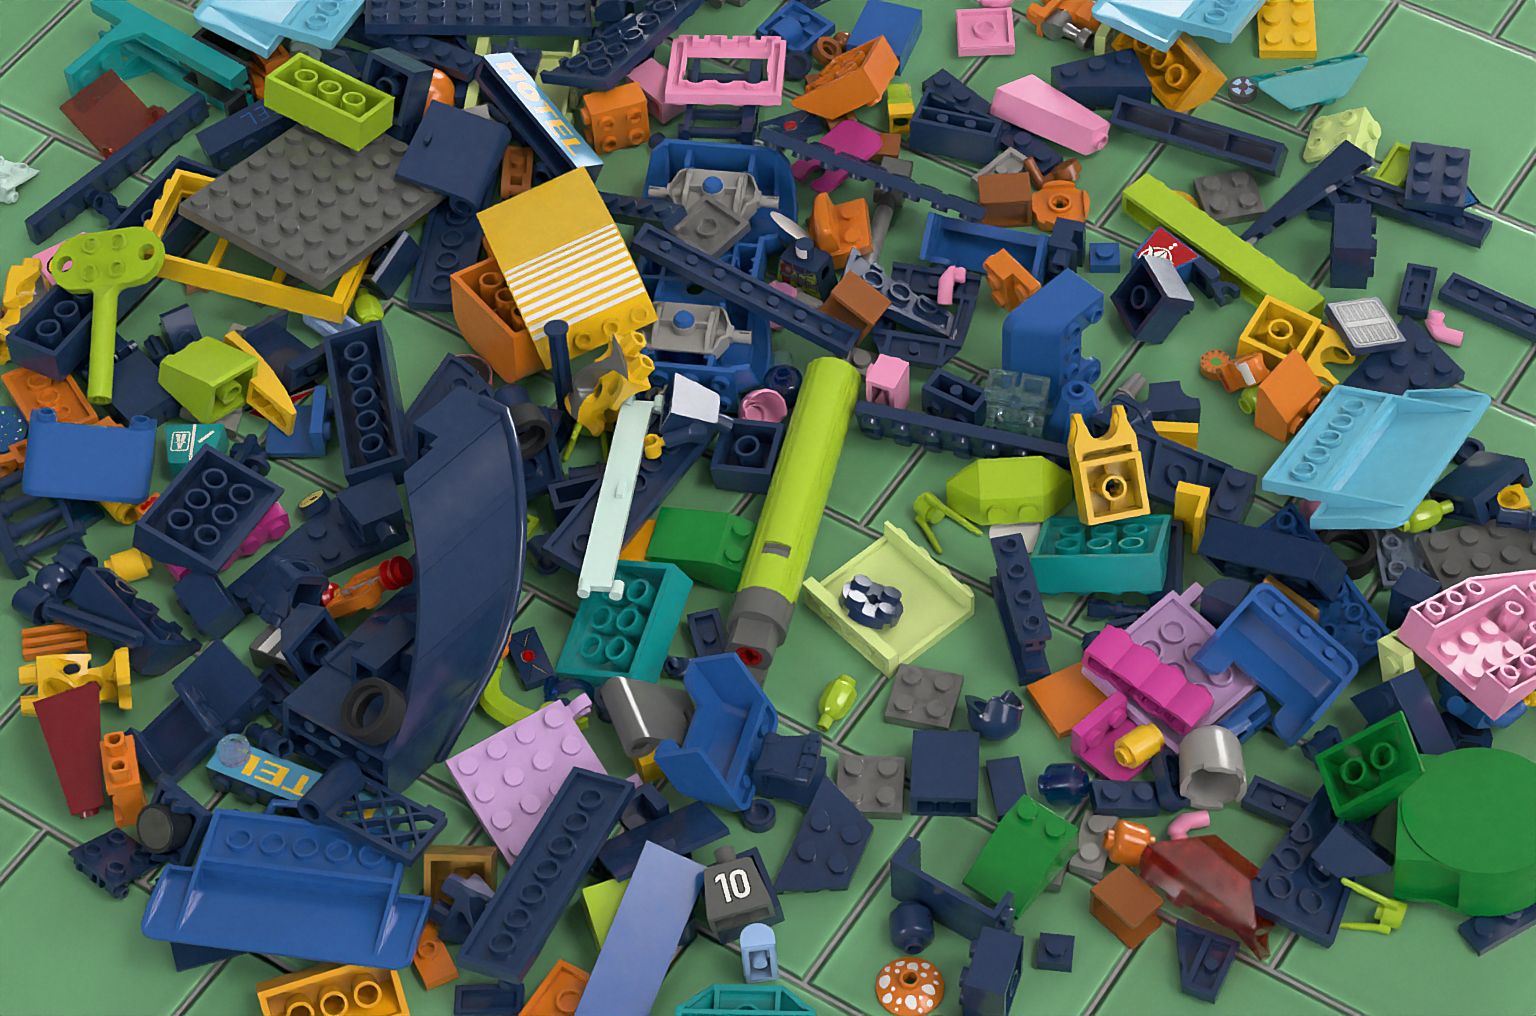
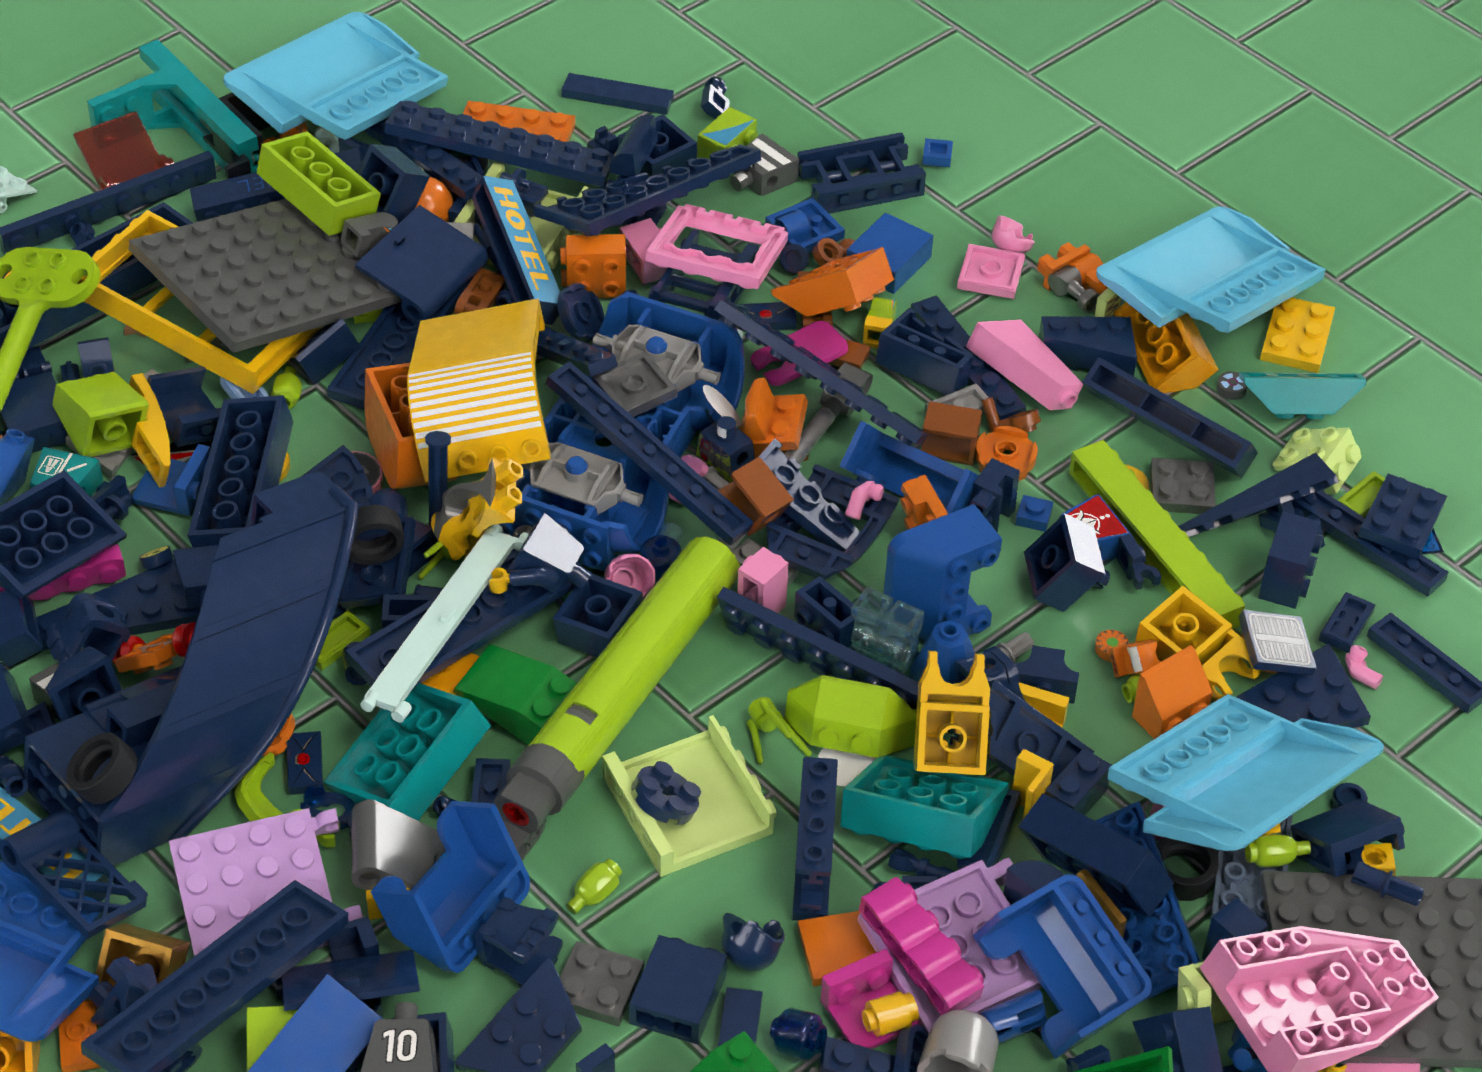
camera: 10 degrees right, 5 degrees down
(394, 138) = (367, 230): none -> dark grey leg
(619, 167) = (580, 312): none -> dark blue tile
(759, 816) = (472, 983): dark blue tile -> none
(923, 698) = (687, 906): flat silver plate -> none

